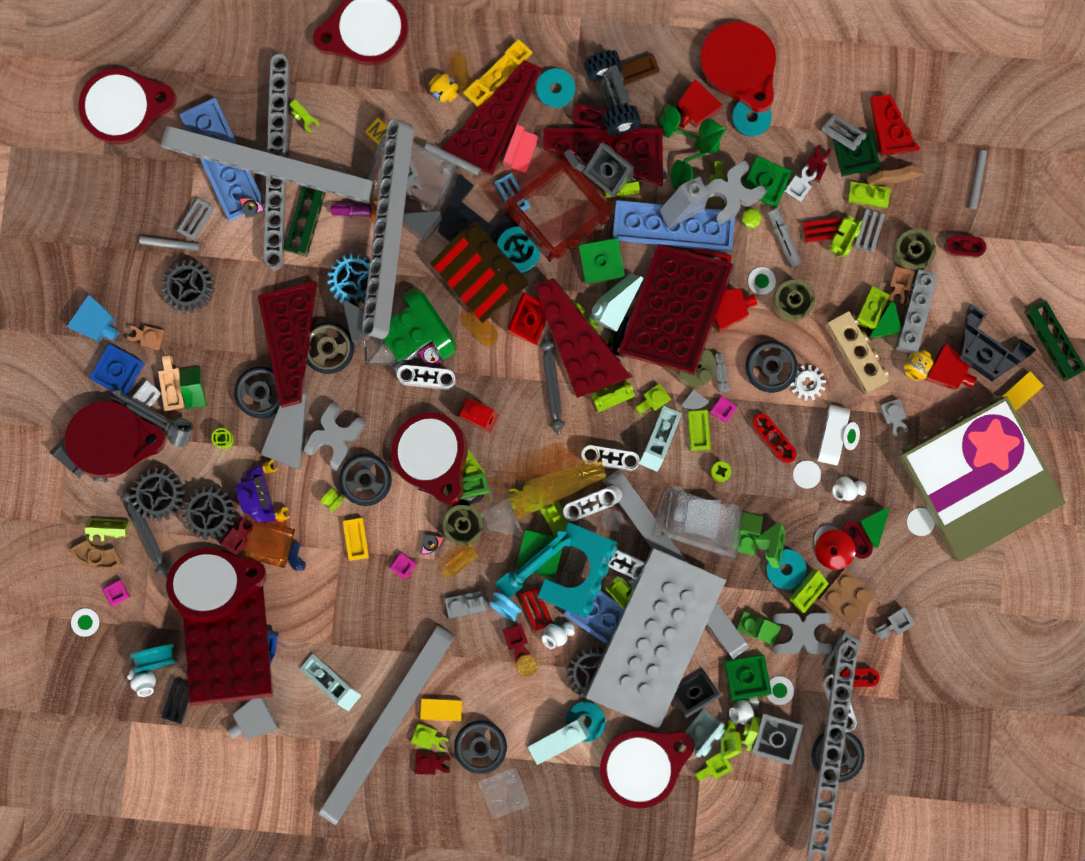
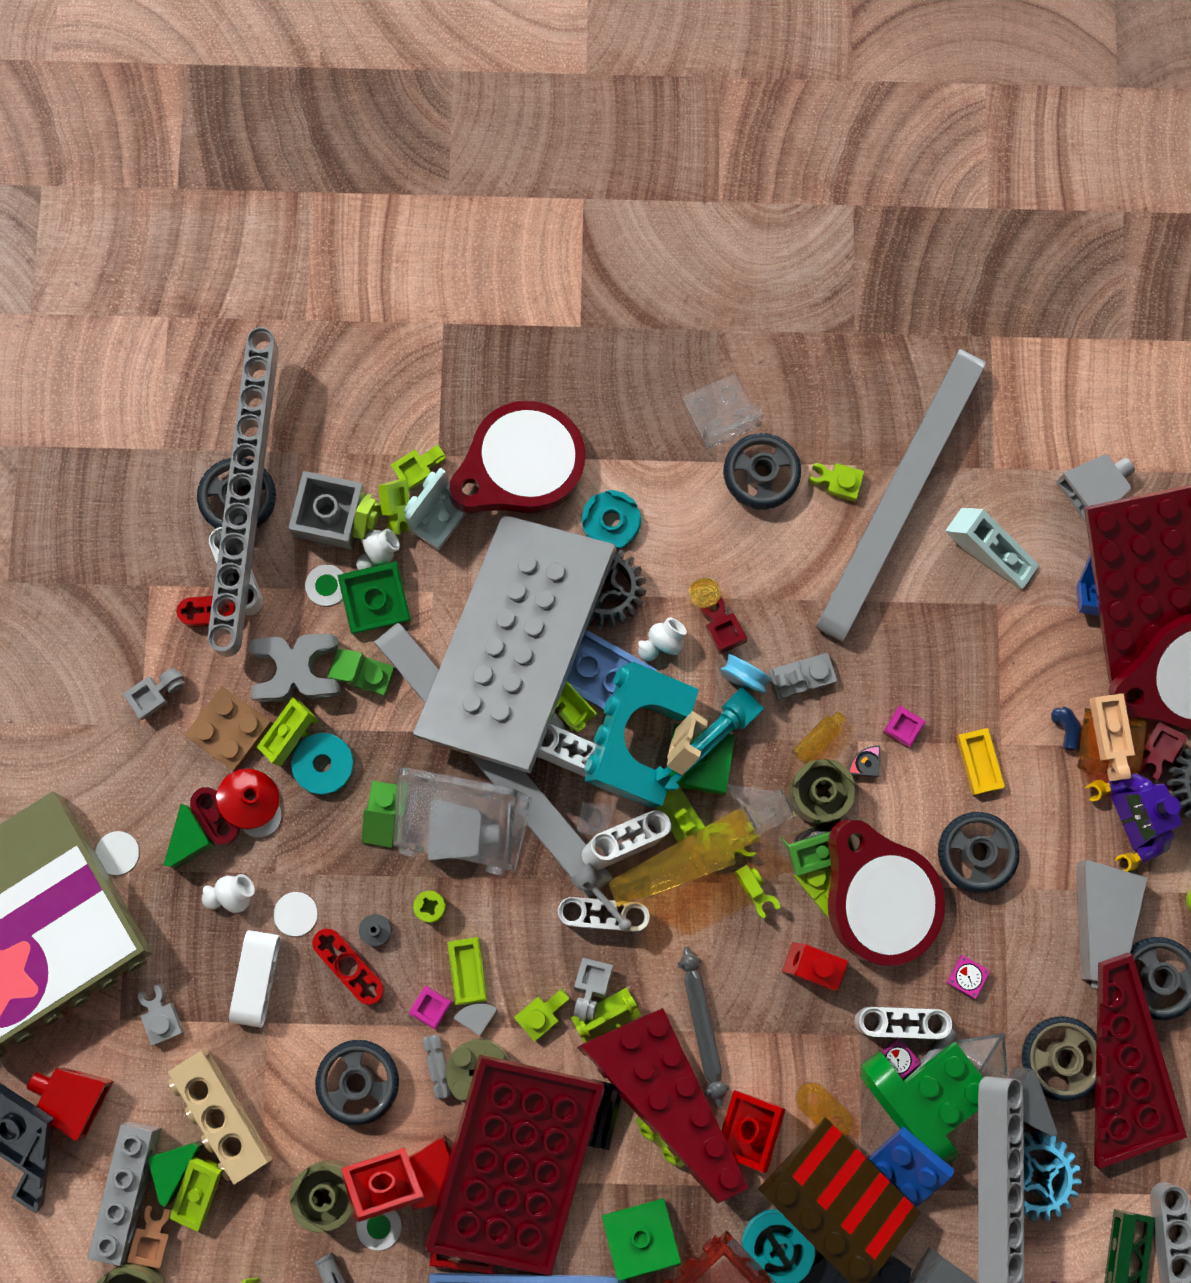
camera: 170 degrees right, 5 degrees down
(270, 547) = (1113, 734): none -> light nougat plate
(332, 499) = (1024, 817): lime wheel -> none
(334, 436) = (1034, 917): light grey piece -> none
(381, 402) = (967, 976): none -> tile
(428, 764) = (835, 444): dark red plate -> none
(433, 290) = (911, 1166): none -> blue plate
(441, 709) = (824, 521): yellow tile -> none
(513, 471) = (751, 882): none -> lime plate
(529, 593) = (709, 700): red tile -> none
(554, 552) = (681, 753): none -> tan piece
(559, 741) = (646, 486): light aqua slope -> none
(614, 304) = (614, 1167): light aqua slope -> none
(620, 418) = (591, 980): none -> light grey plate
(620, 478) = (587, 880): none -> light grey hinge
(660, 438) = (526, 952): light aqua slope -> none
(695, 693) = (450, 567): dark grey slope -> none
(752, 463) = (382, 933): none -> dark grey tile
(758, 303) = (381, 1185): none -> red slope
(773, 543) = (342, 802): bright green slope -> none
(814, 388) = (288, 1052): white gear -> none
(840, 640) = (243, 653): light grey tile -> none
(851, 436) = (226, 978): white sticker -> none
(918, 365) = (120, 1103): yellow head -> none

